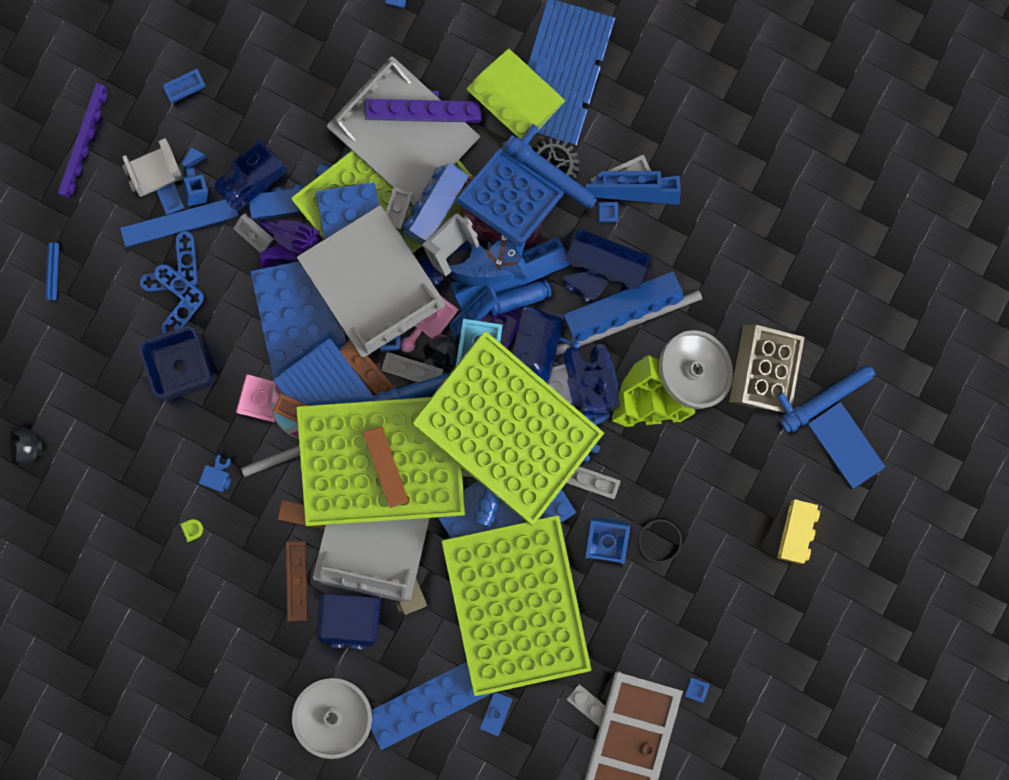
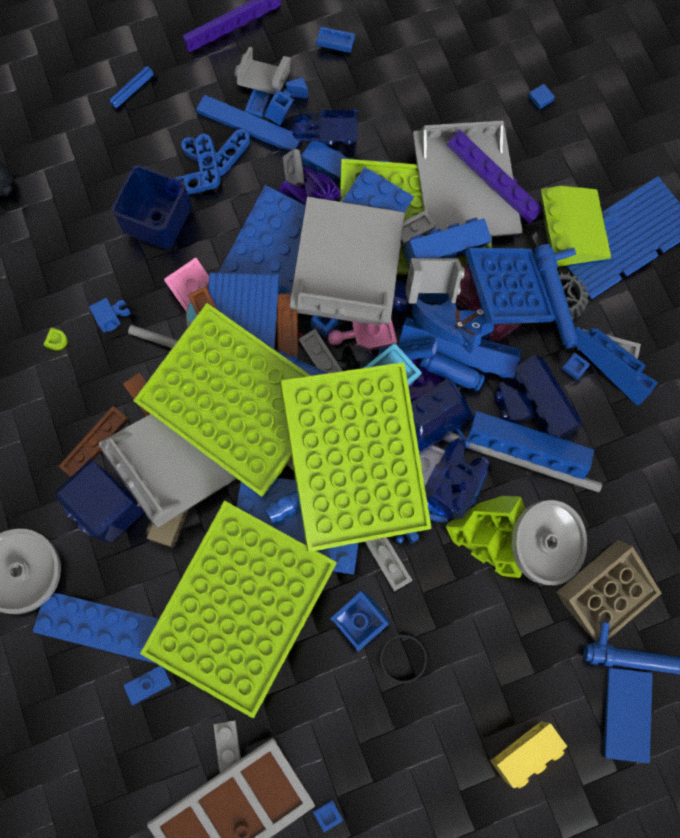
camera: 40 degrees right, 10 degrees down
(386, 466) = (232, 404): dark orange tile -> none

